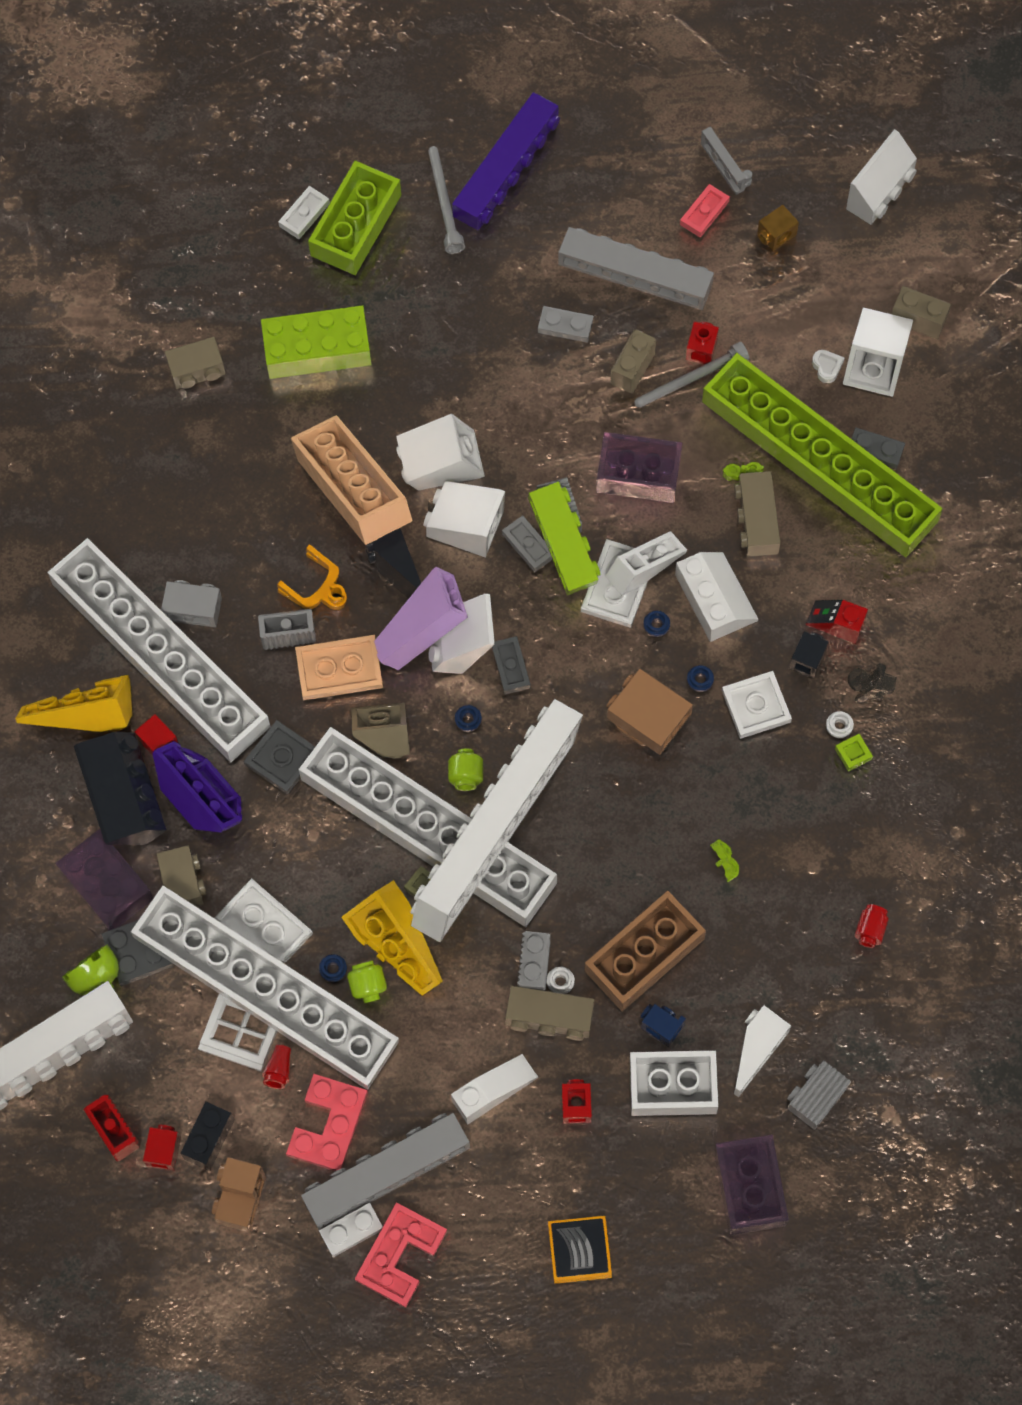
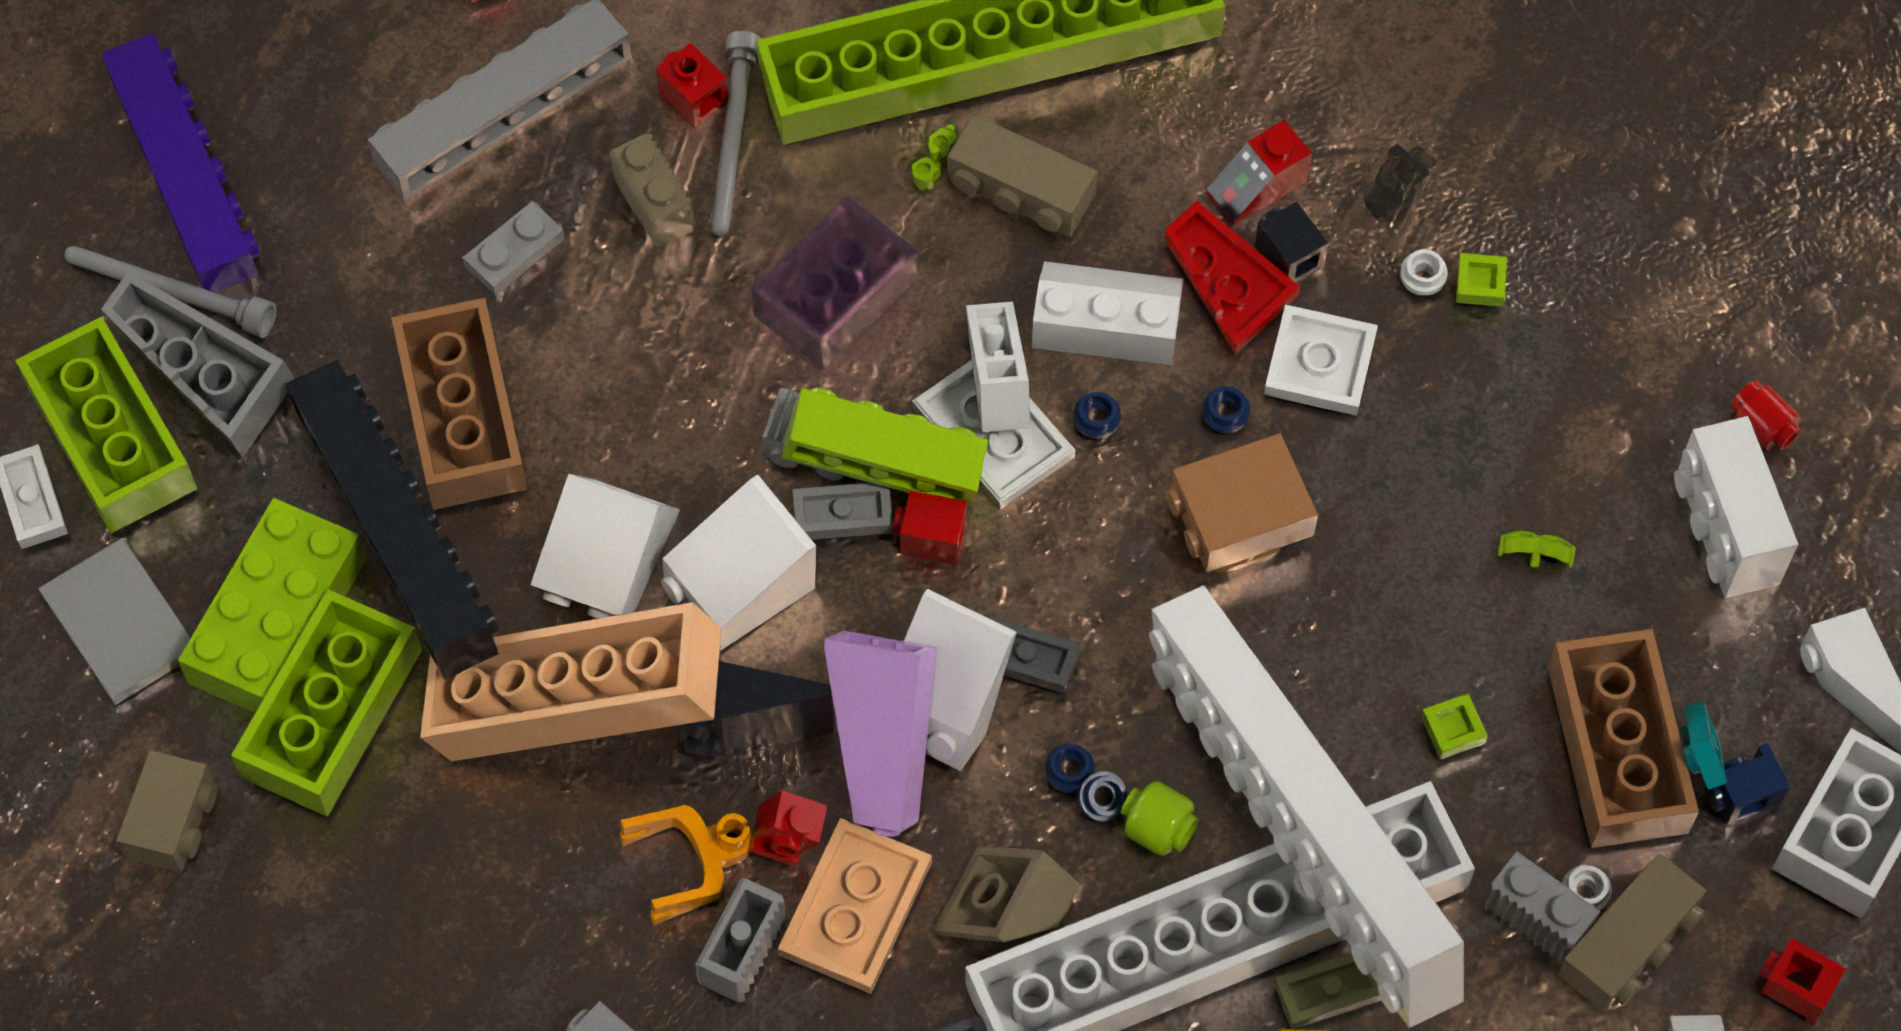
camera: 60 degrees left, 5 degrees down
(272, 285) = (117, 620): none -> light grey tile
(285, 391) = (327, 702): none -> lime brick
(353, 615) = (787, 827): none -> red brick
(384, 358) = (393, 520): none -> black brick
(411, 241) = (208, 365): none -> light grey wedge
(454, 738) = (1116, 796): none -> dark blue plate
(465, 350) = (459, 403): none -> medium nougat brick
(546, 586) = (931, 527): none -> red brick
(603, 874) = (1454, 726): none -> lime plate
(664, 989) = (1703, 746): none -> teal plate
(773, 637) = (1229, 275): none -> red wing
(803, 935) = (1735, 507): none -> white brick

